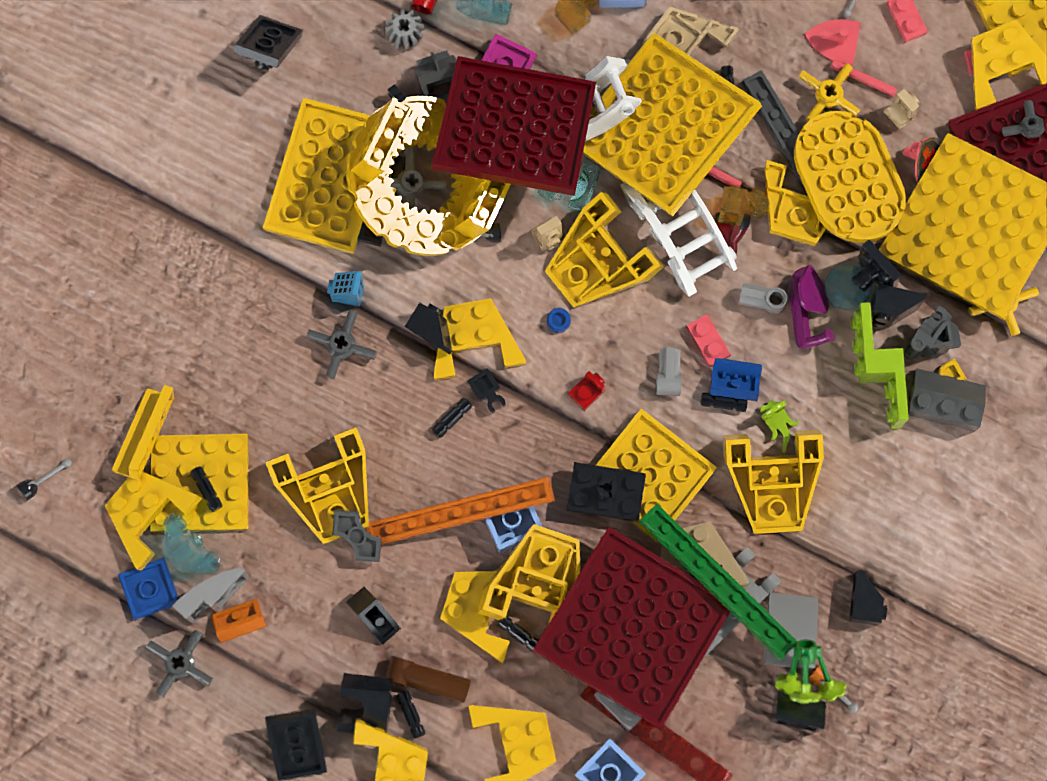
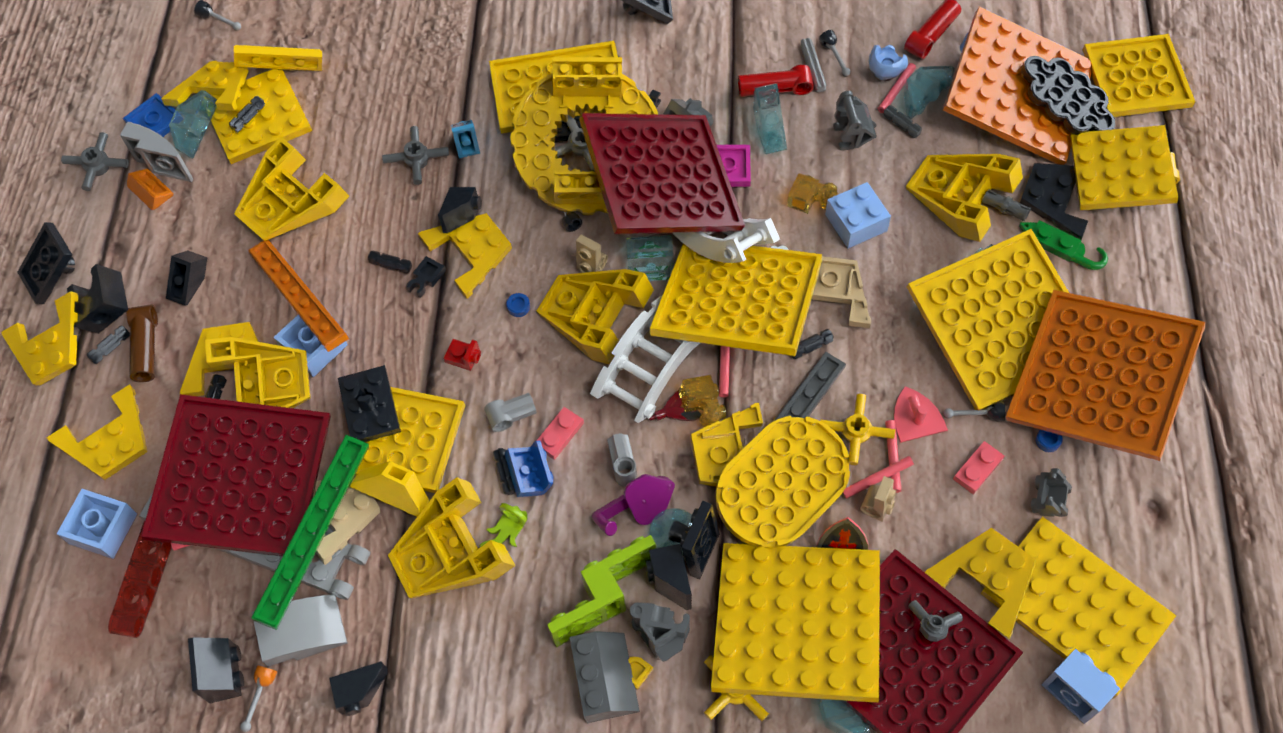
camera: 70 degrees right, 15 degrees down
(365, 545) = (245, 240): dark grey tile -> none
(407, 21) = (714, 82): light grey gear -> none
(700, 500) = (393, 486): none -> yellow slope
(799, 688) = (244, 650): plant -> none
(879, 98) = (877, 477): none -> coral piece

